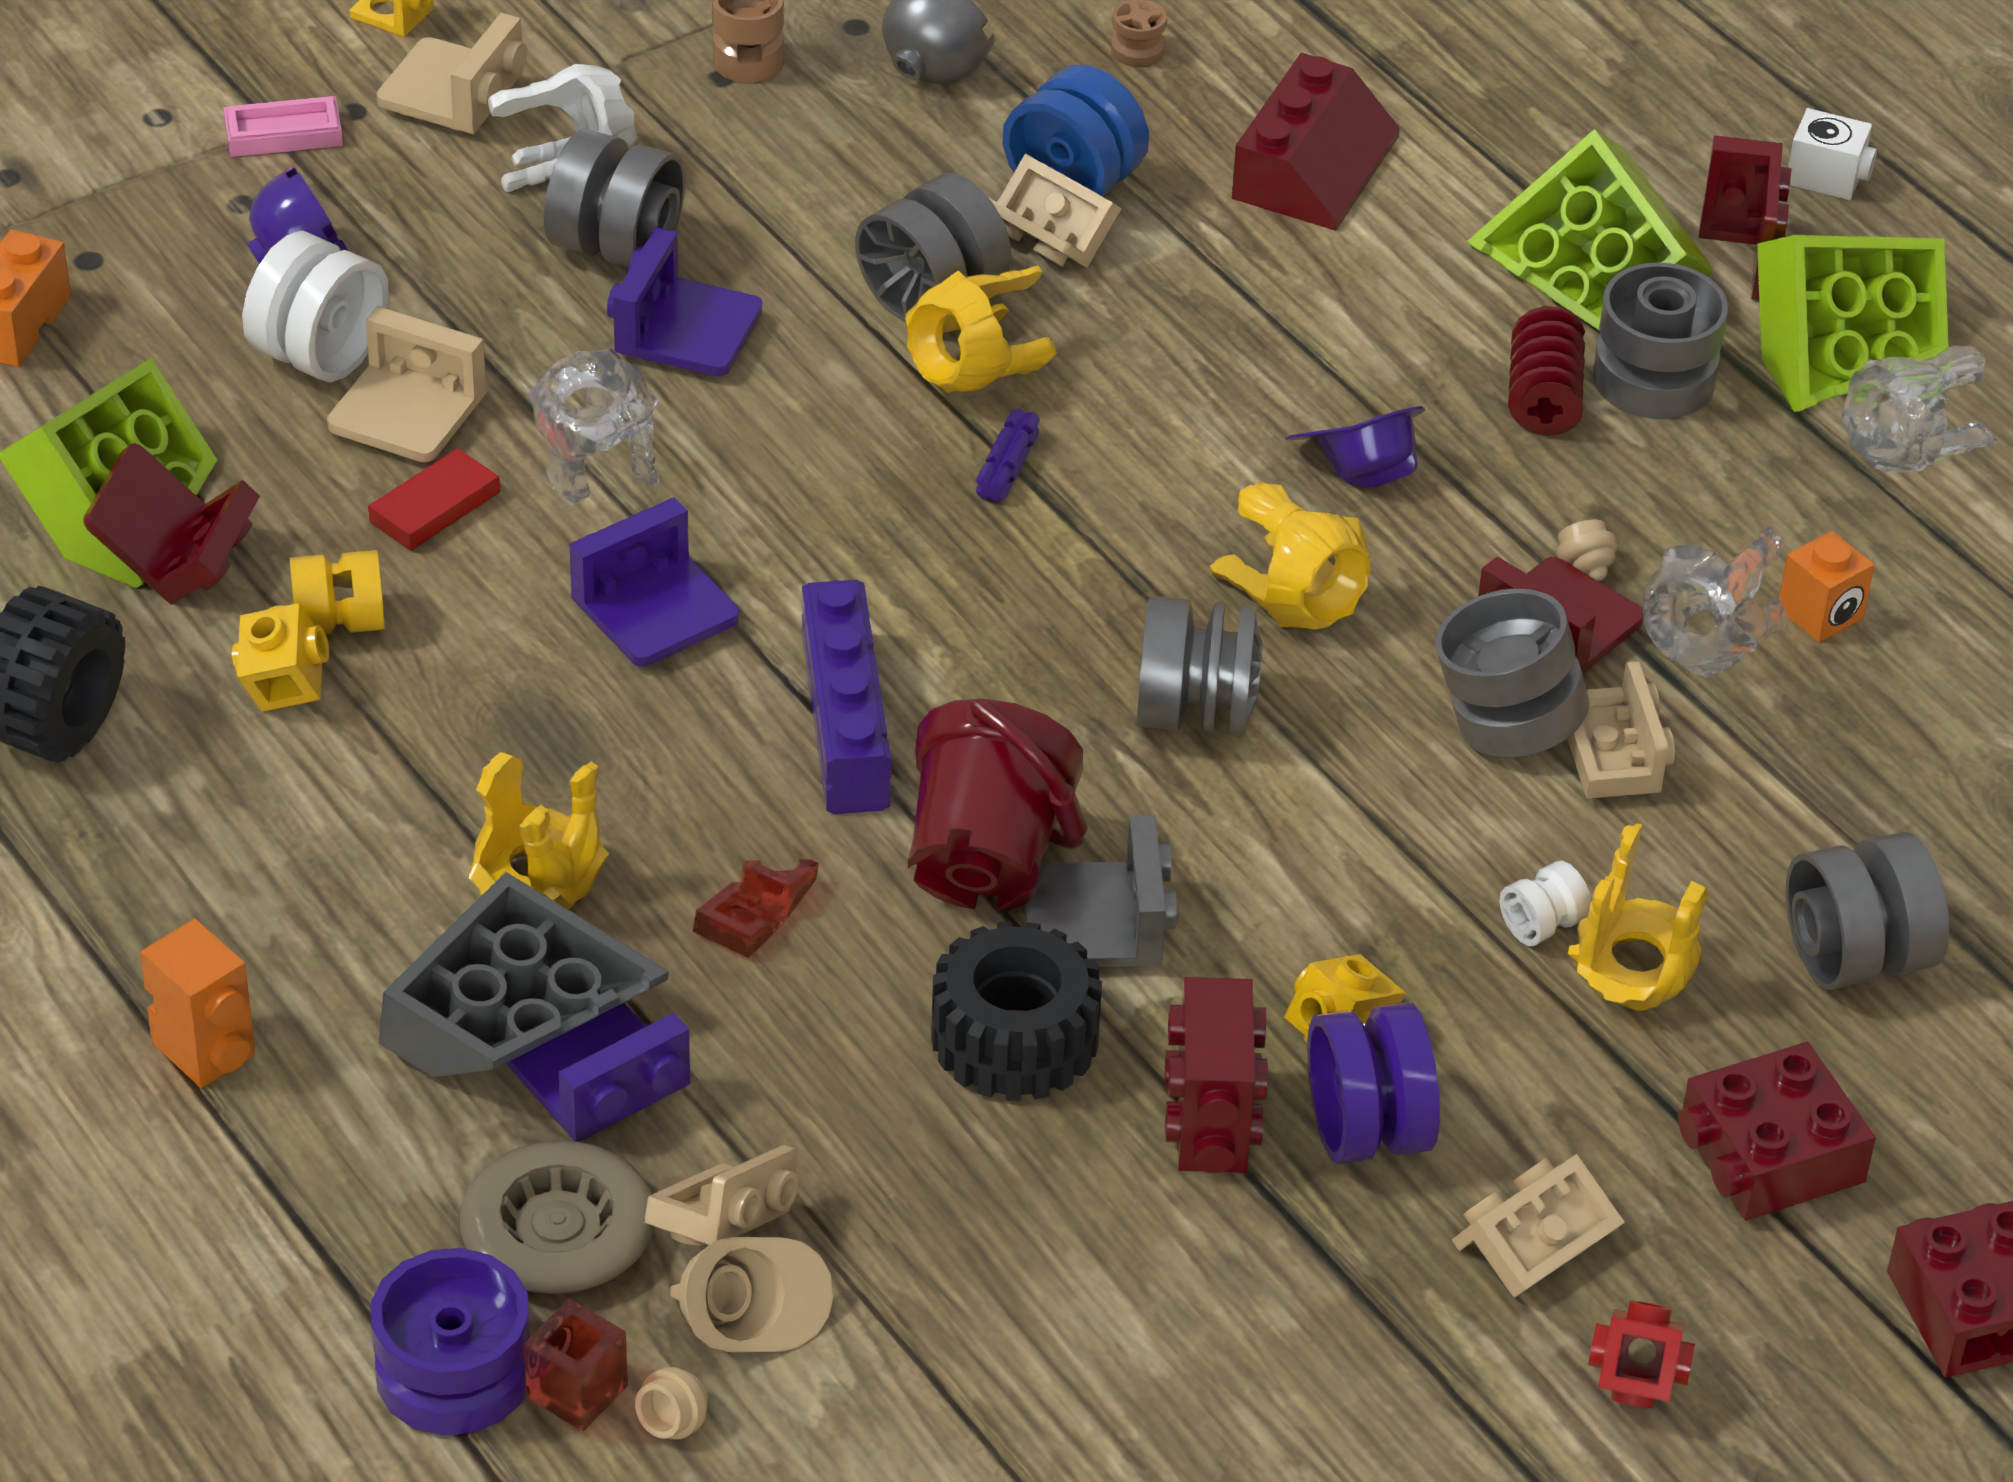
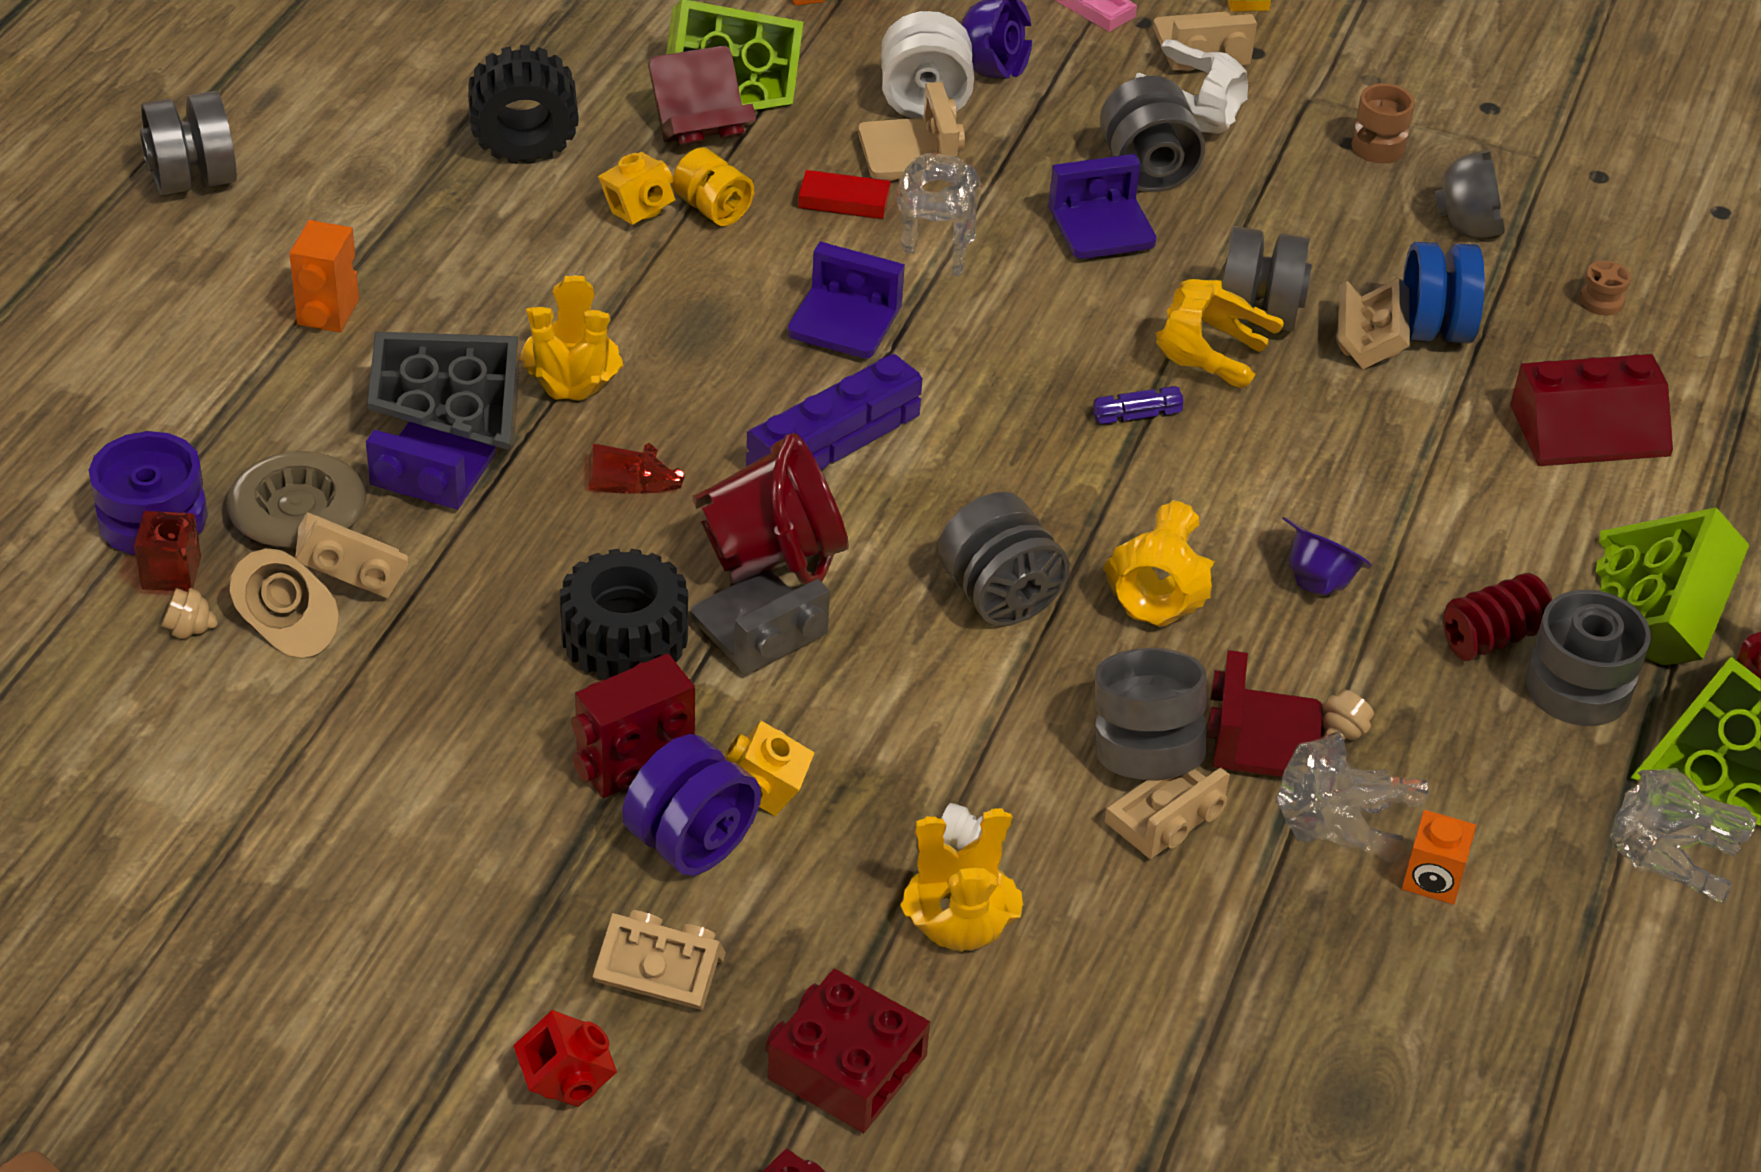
camera: 55 degrees right, 0 degrees up
(1867, 910) = (1102, 1006): flat silver wheel -> none

